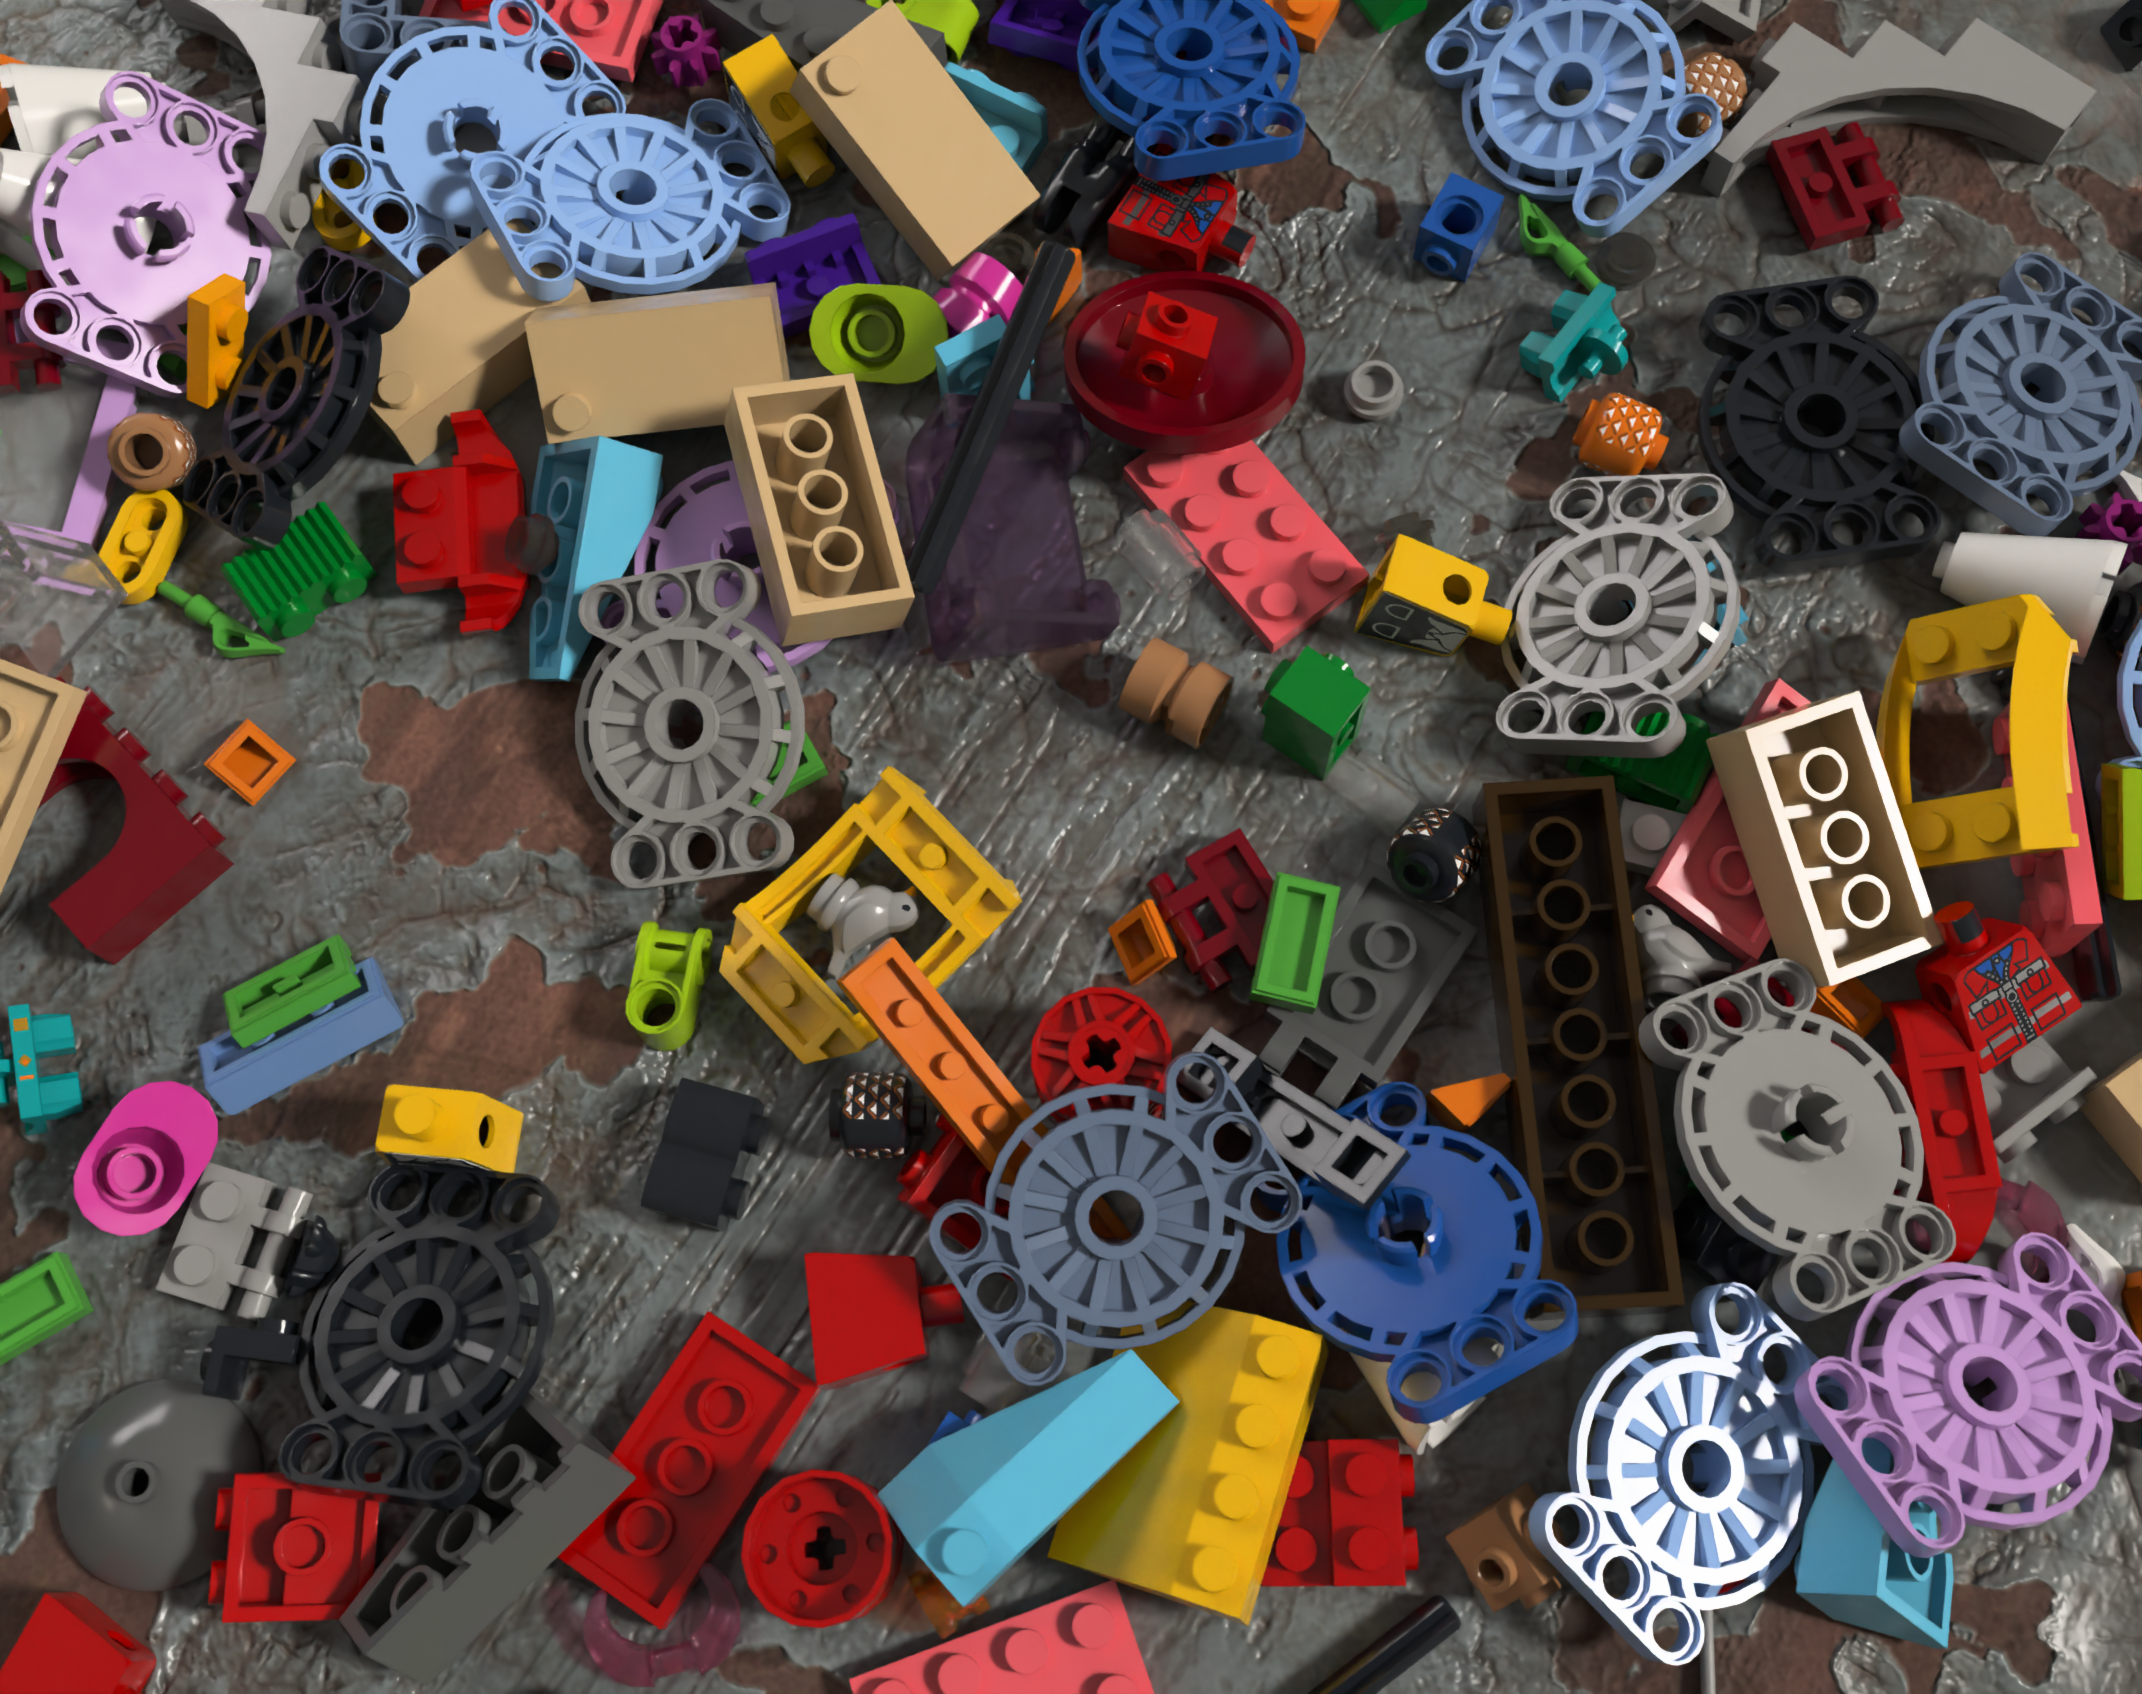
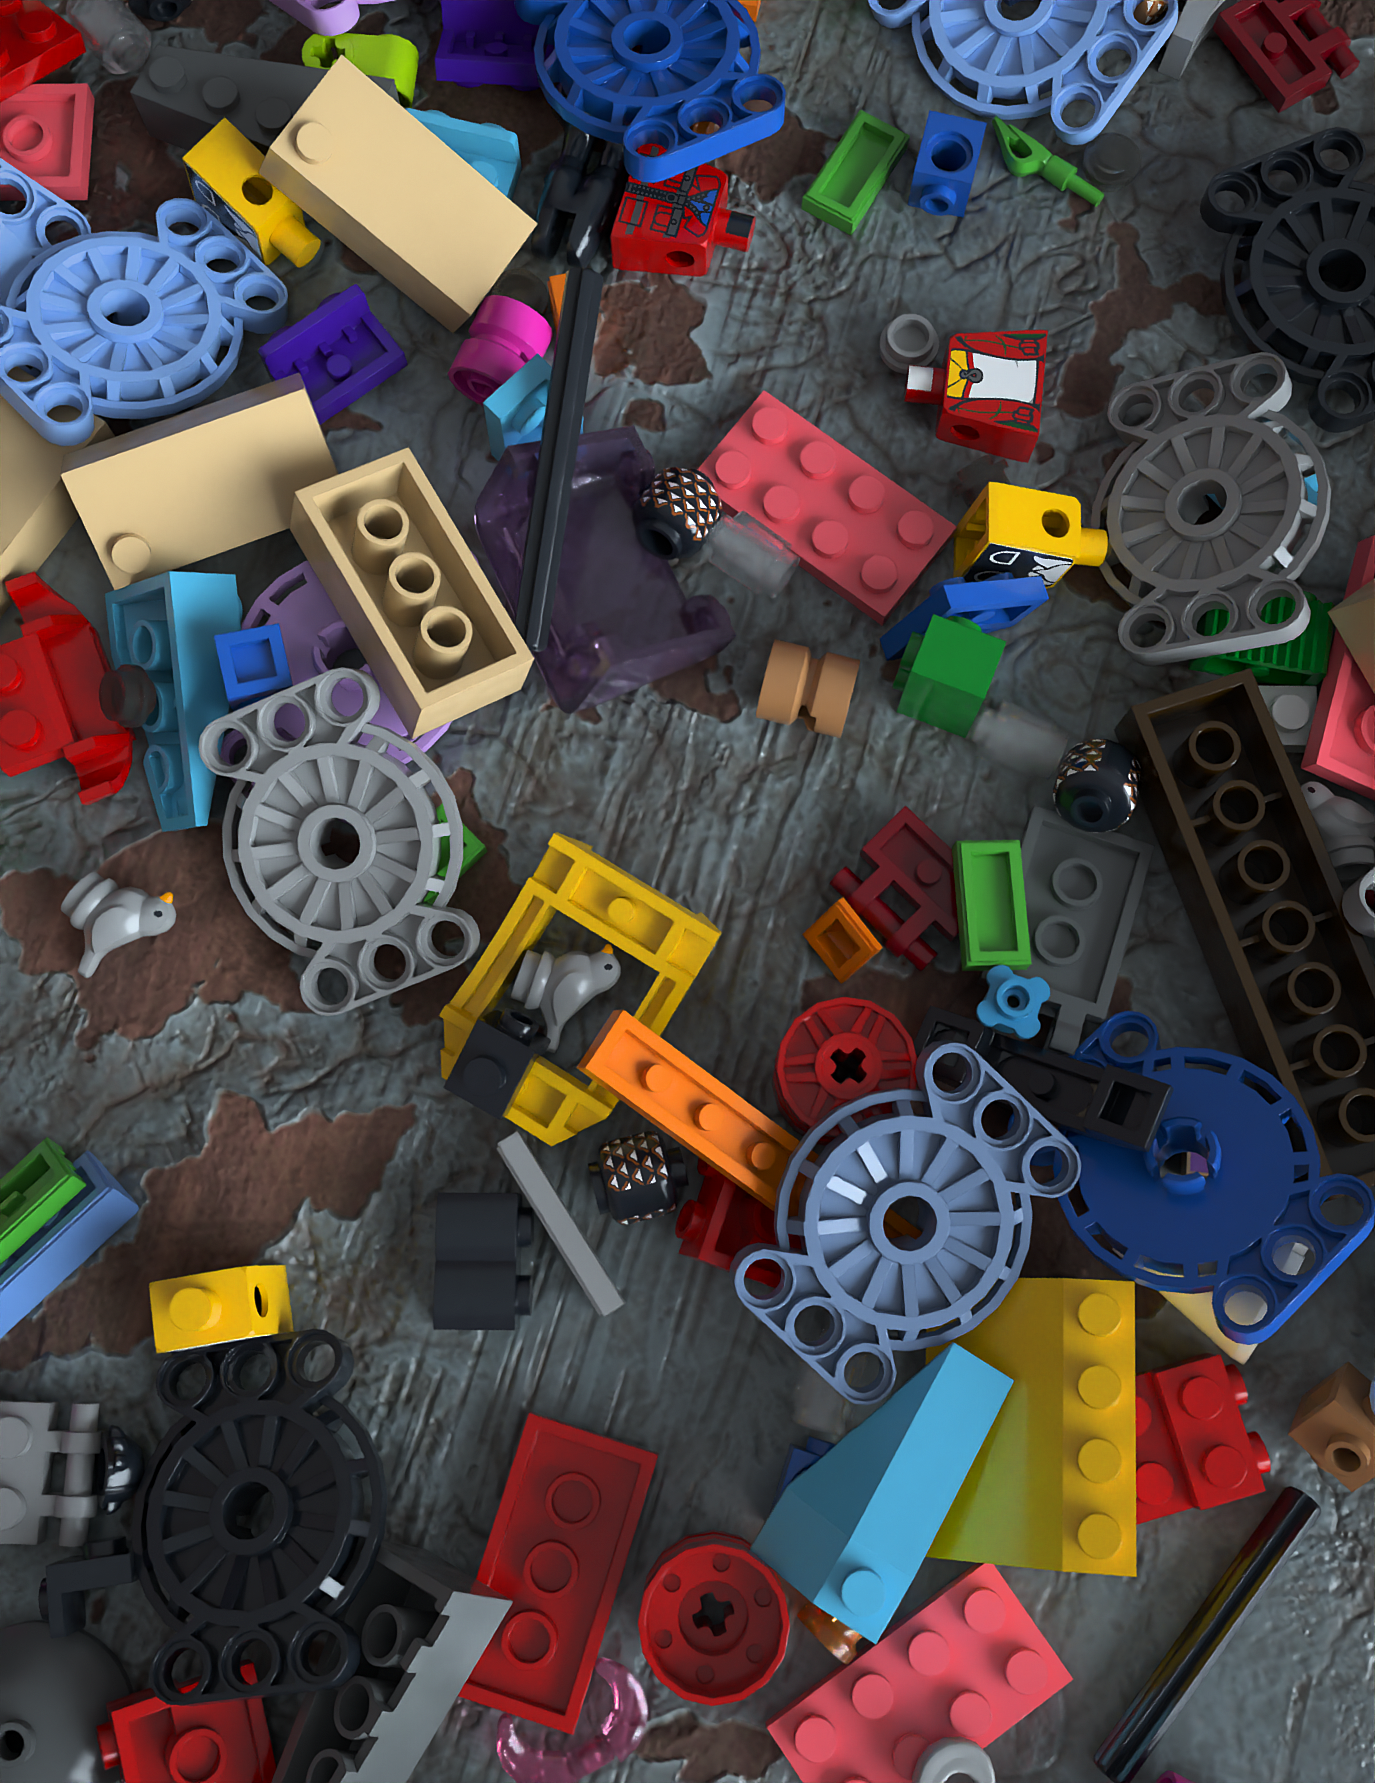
camera: 20 degrees left, 5 degrees up
(459, 745) = (114, 916): none -> light grey animal
(652, 538) = (253, 664): none -> blue brick
(668, 970) = (393, 1087): lime piece -> none
(686, 51) = (134, 155): magenta gear -> none
(773, 967) = (497, 1060): none -> black bracket
(791, 1142) = (560, 1224): none -> light grey tile
(872, 1314) = (690, 1372): red torso -> none
(878, 332) = (416, 399): lime piece -> none
(1097, 496) = (676, 513): none -> black head
(1165, 345) = (711, 347): red brick -> none
(1241, 391) = (724, 359): dark red dish -> none
(1286, 1058) = (998, 1014): none -> dark azure plate
(1369, 216) = (855, 172): none -> bright green tile
(1374, 655) = (989, 603): none -> blue wing
(1434, 451) = (986, 391): none -> torso
(1466, 1102) = (1193, 1018): orange slope -> none
(1585, 345) = (1100, 254): teal hips -> none
(1620, 436) = (1157, 335): orange head -> none

